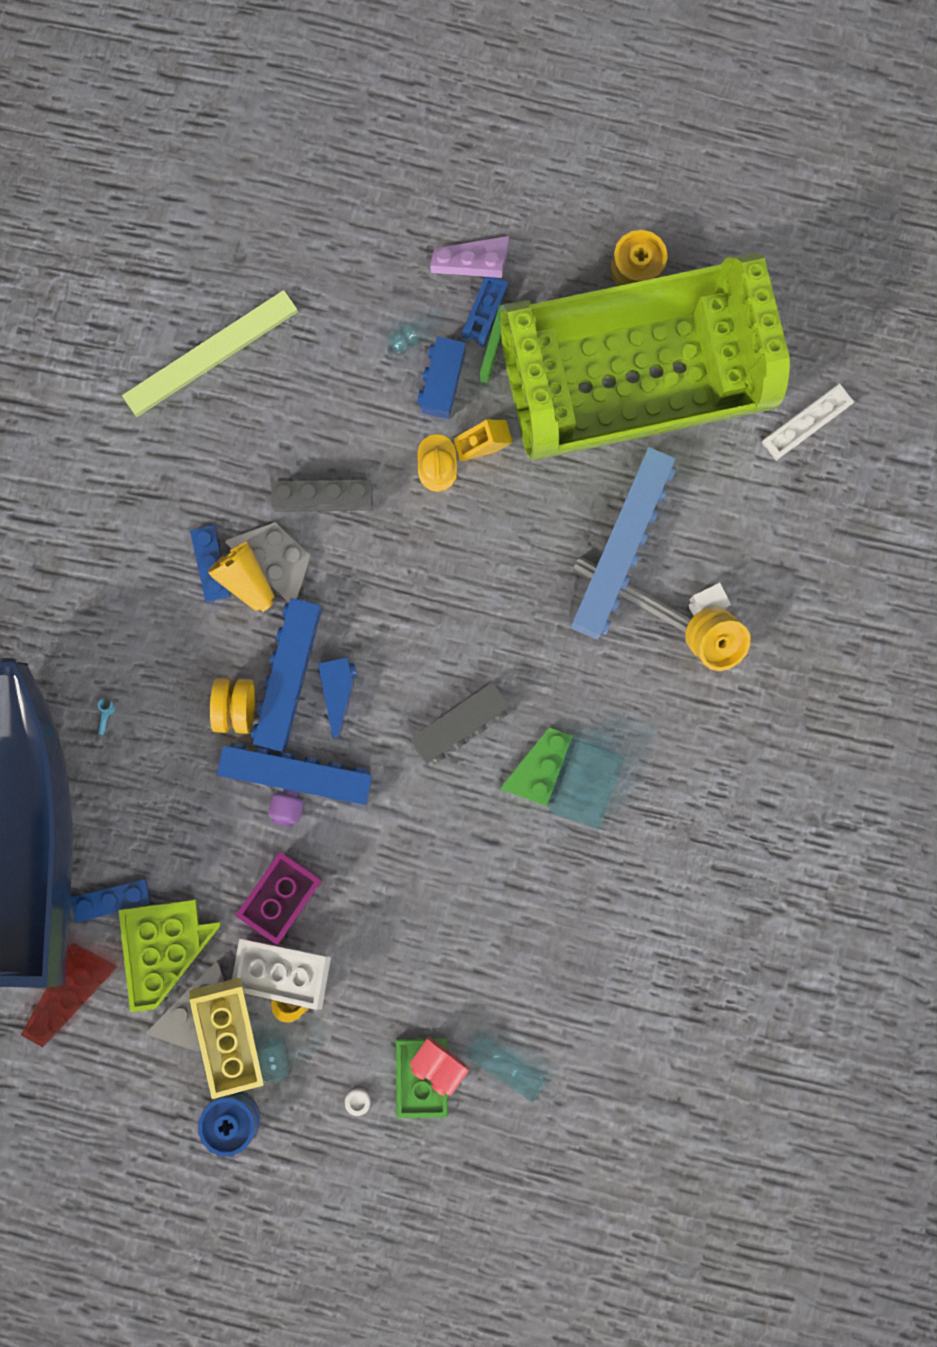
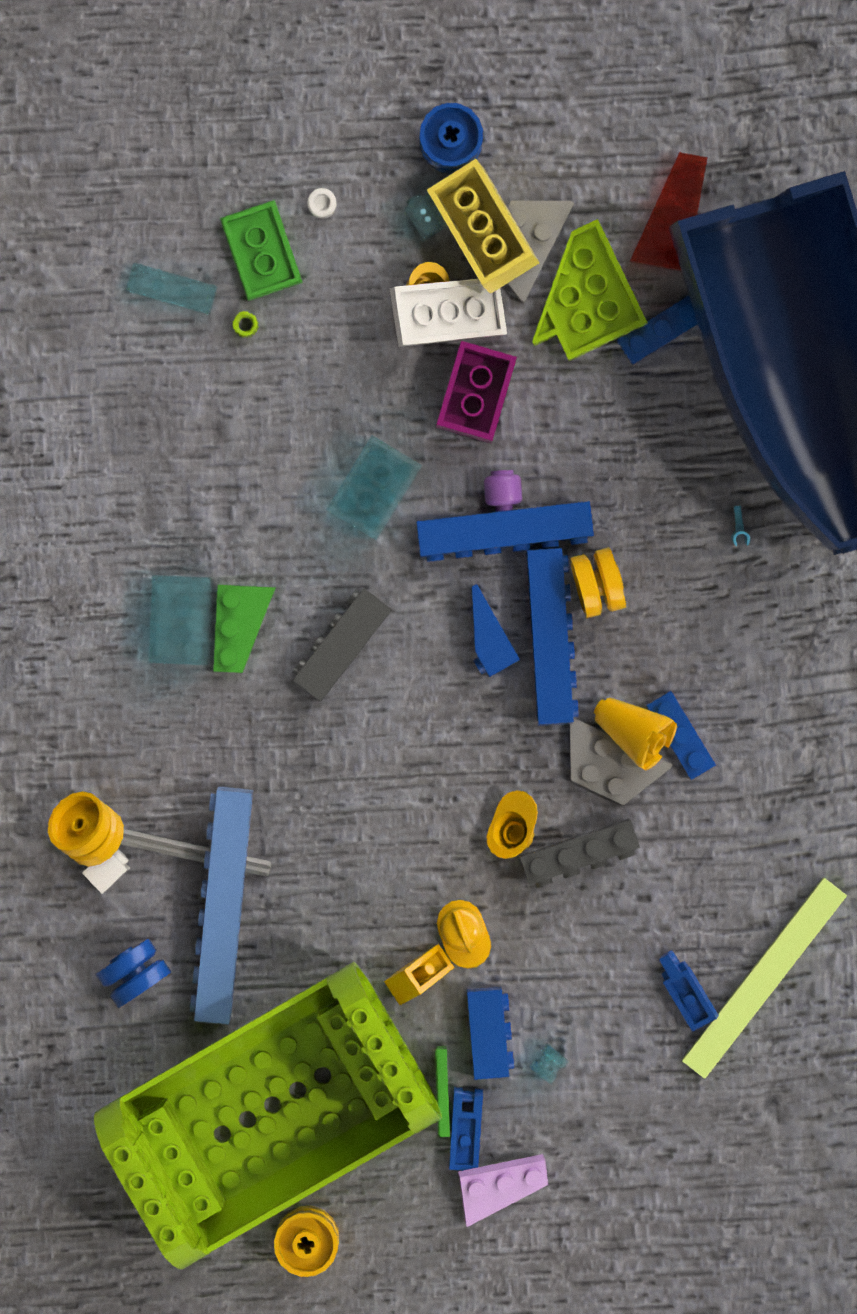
camera: 160 degrees right, 5 degrees up
(274, 360) = (687, 992): none -> blue hinge
(368, 532) = (512, 825): none -> yellow piece
(391, 843) = (374, 488): none -> clear light blue brick
(439, 1067) = (246, 268): coral brick -> none
(454, 1009) = (245, 334): none -> lime axle
(713, 510) = (132, 971): none -> blue wheel
(807, 422) = (56, 1116): white tile -> none

